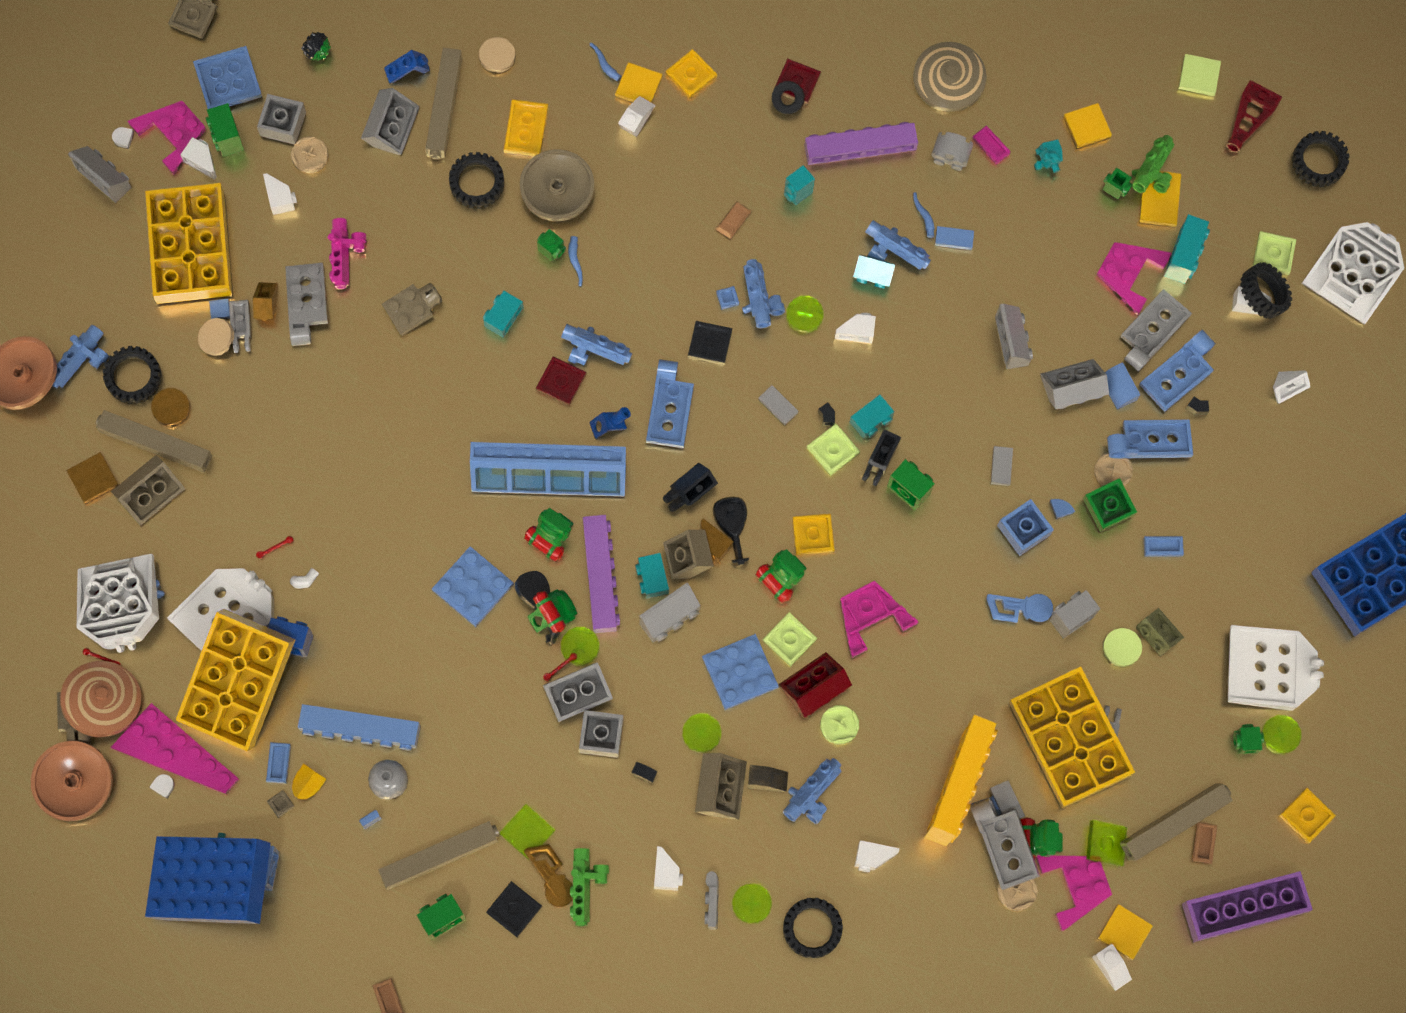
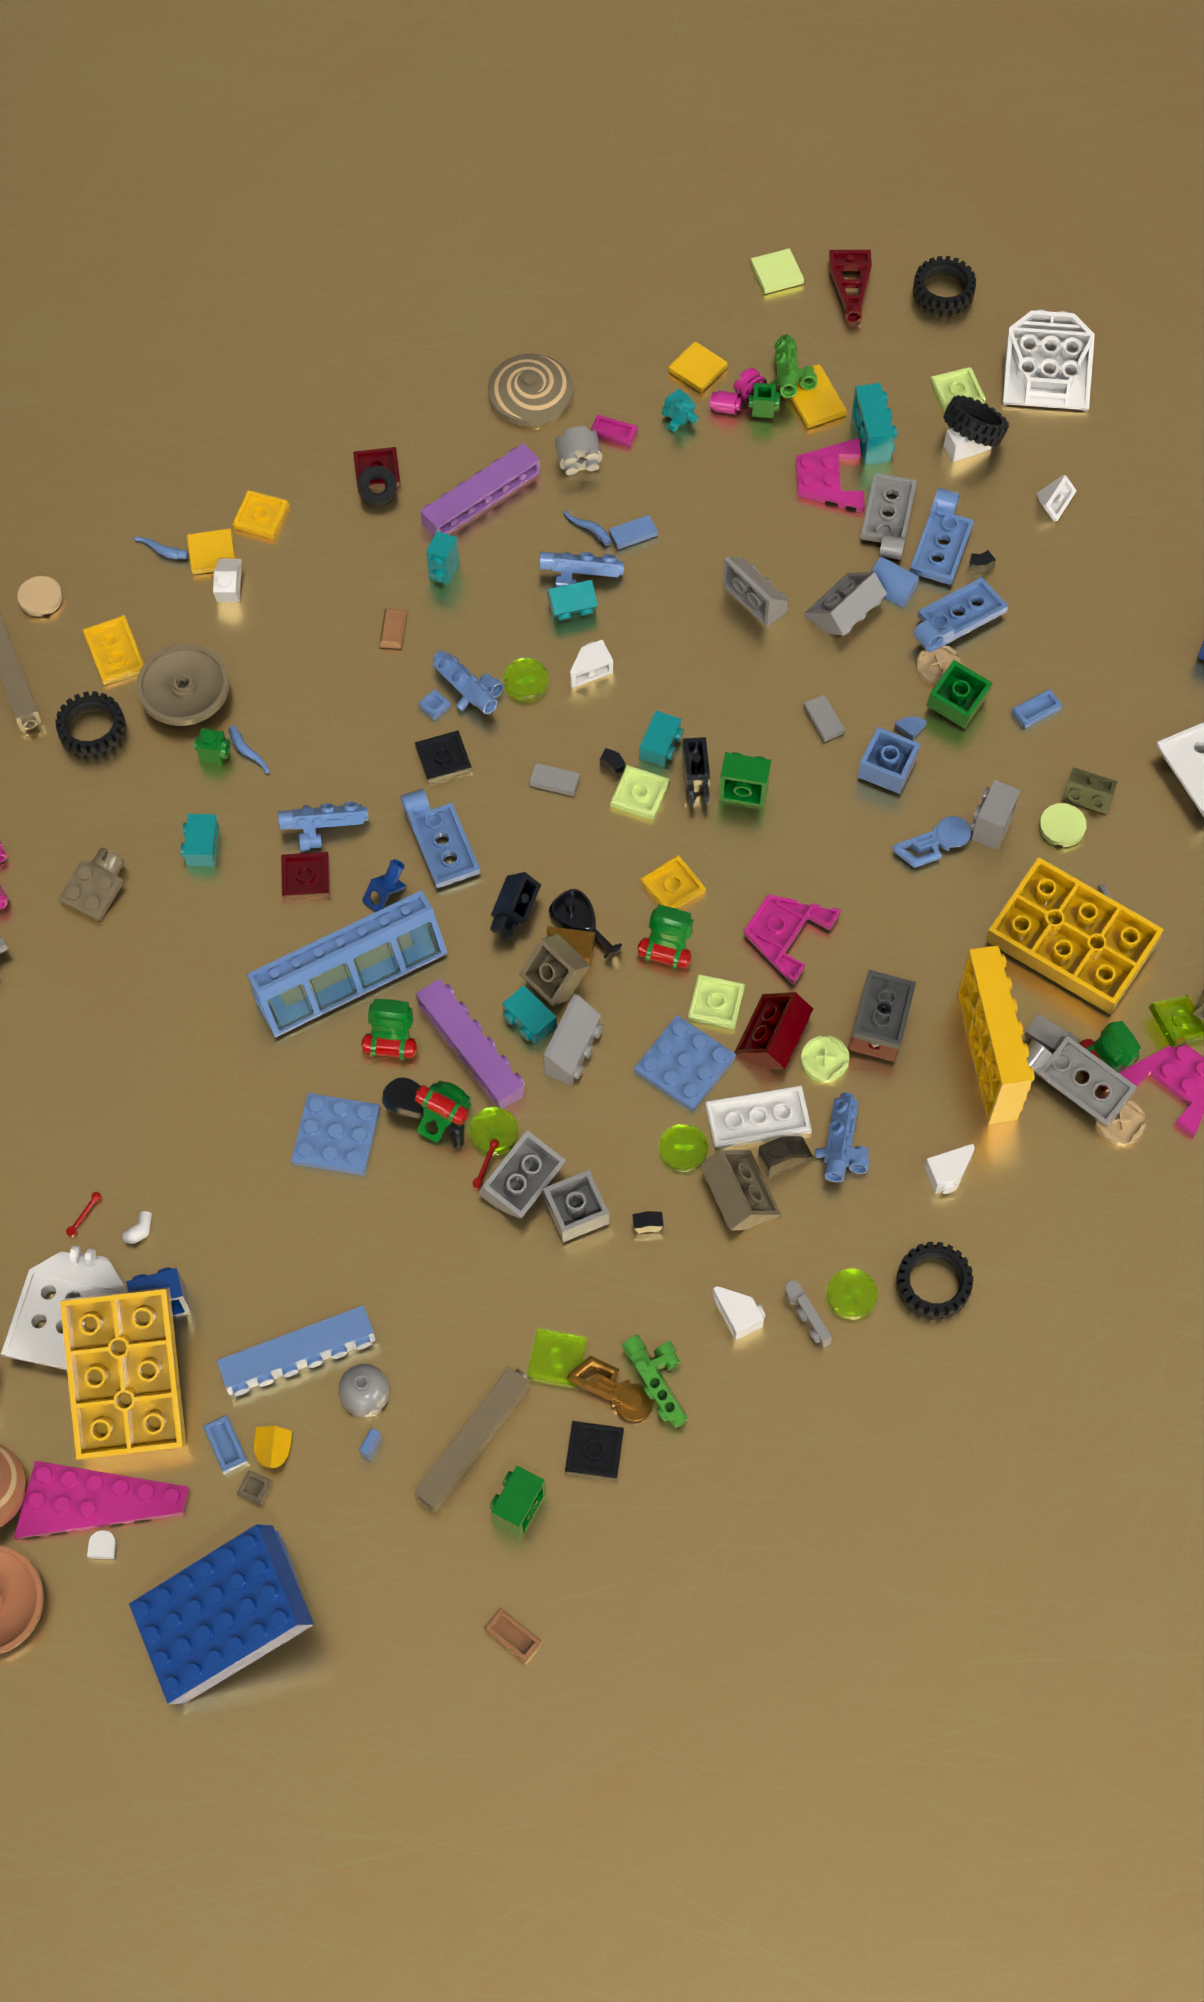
camera: 25 degrees left, 10 degrees down
(766, 740) = (758, 1117): none -> white tile
(895, 718) = (881, 1015): none -> dark grey piece
(1089, 168) = (725, 402): none -> dark pink brick
(1115, 160) = (746, 383): none -> dark pink wheel

